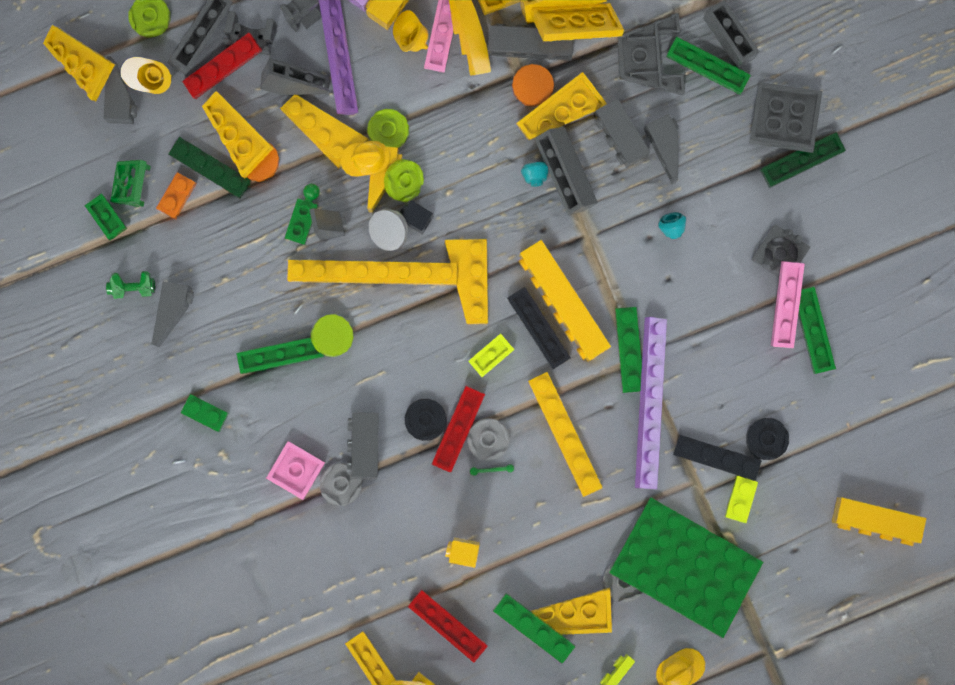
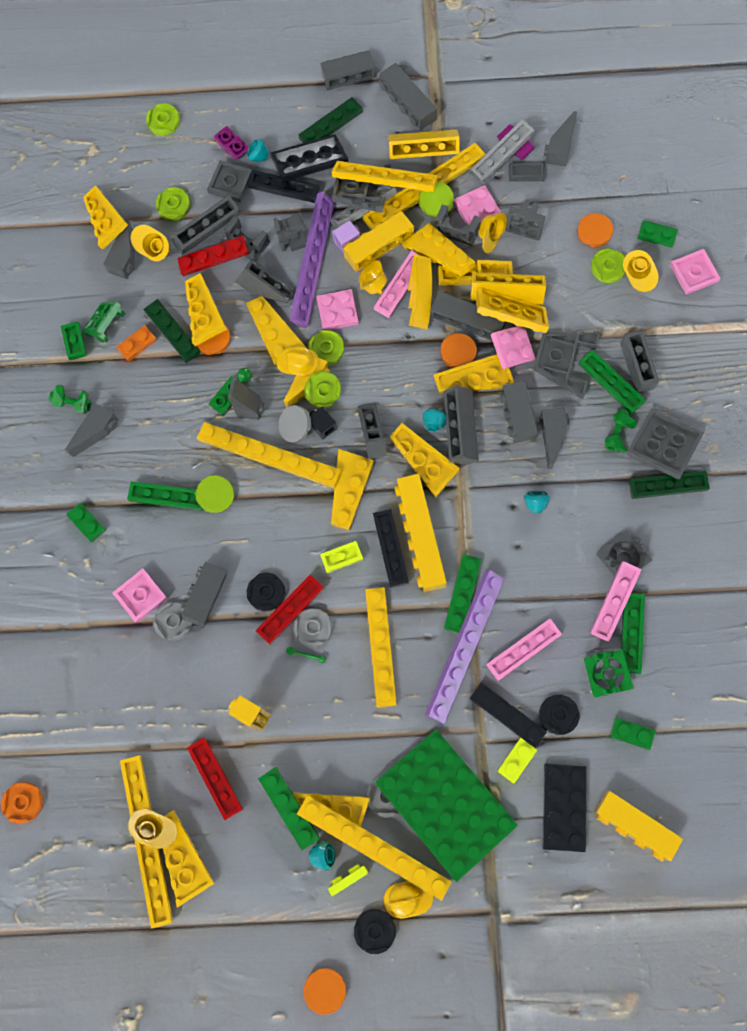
camera: 25 degrees right, 10 degrees down
(384, 82) = (337, 310): none -> bright pink plate
(473, 207) = (372, 431): none -> dark grey slope
(540, 220) = (424, 459): none -> yellow wing
(583, 661) = (322, 855): none -> teal cone
(591, 63) = (513, 347): none -> bright pink plate
(631, 634) = (374, 847): none -> yellow plate
(711, 386) = (523, 649): none -> bright pink plate
(732, 105) = (614, 441): none -> green piece
(800, 401) = (591, 662): none -> green piece
(802, 528) = (564, 808): none -> black piece
(845, 432) = (632, 733): none -> green plate

